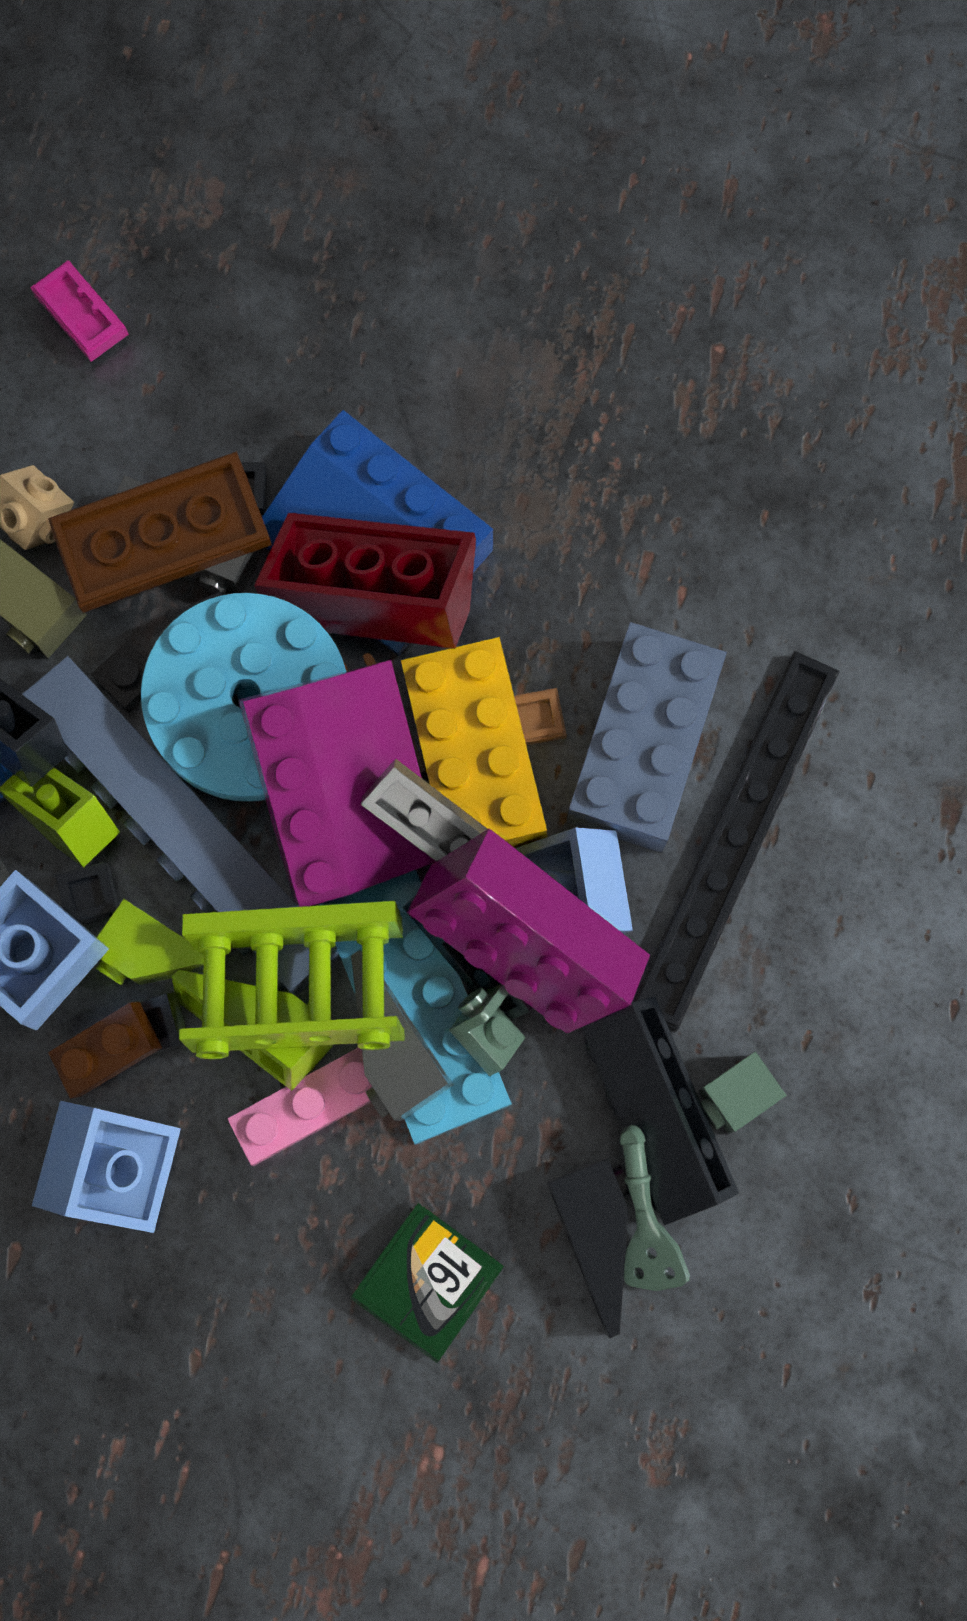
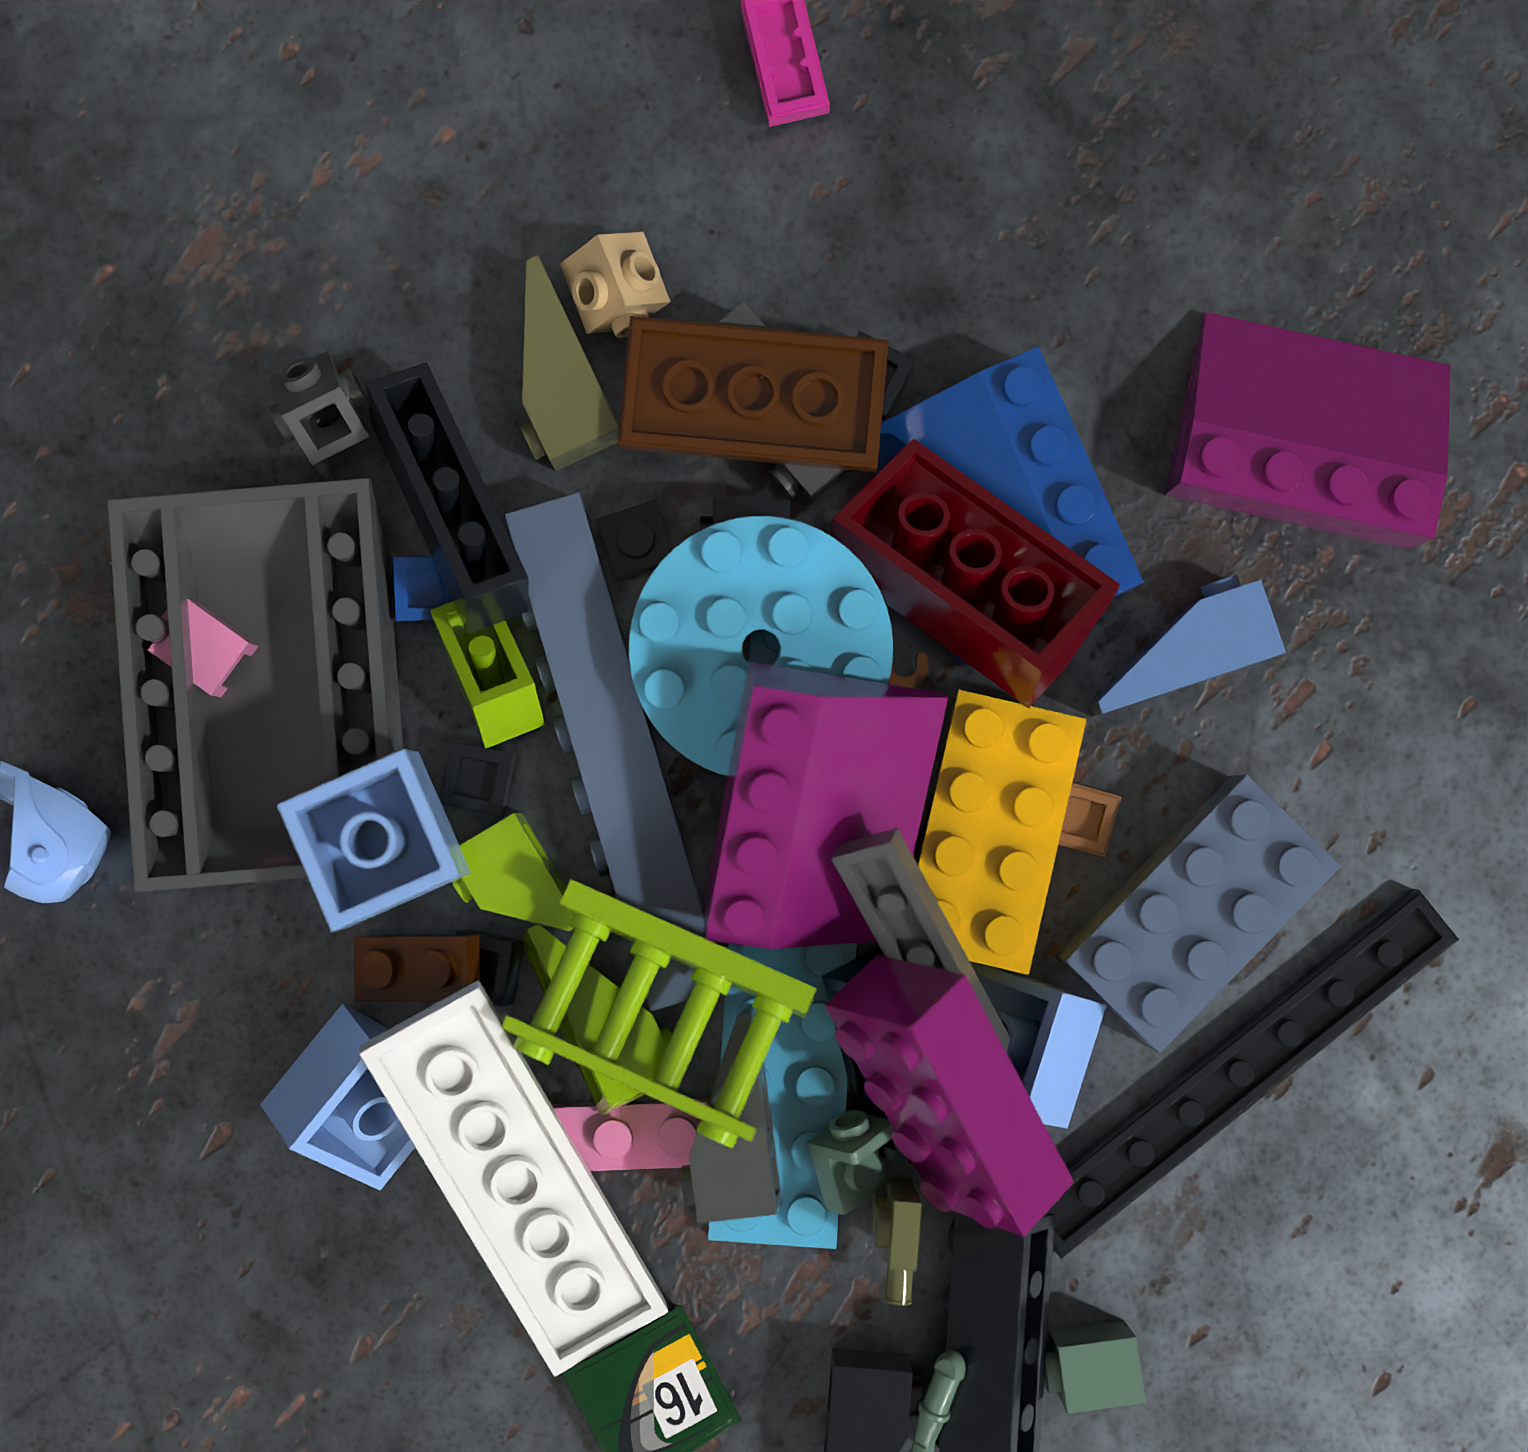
camera: 25 degrees right, 10 degrees up
(247, 1161) = (514, 1177): none -> white plate
(544, 1059) = (897, 1229): none -> olive plate
(561, 554) = (1206, 639): none -> medium blue slope
(563, 388) = (1313, 432): none -> magenta slope

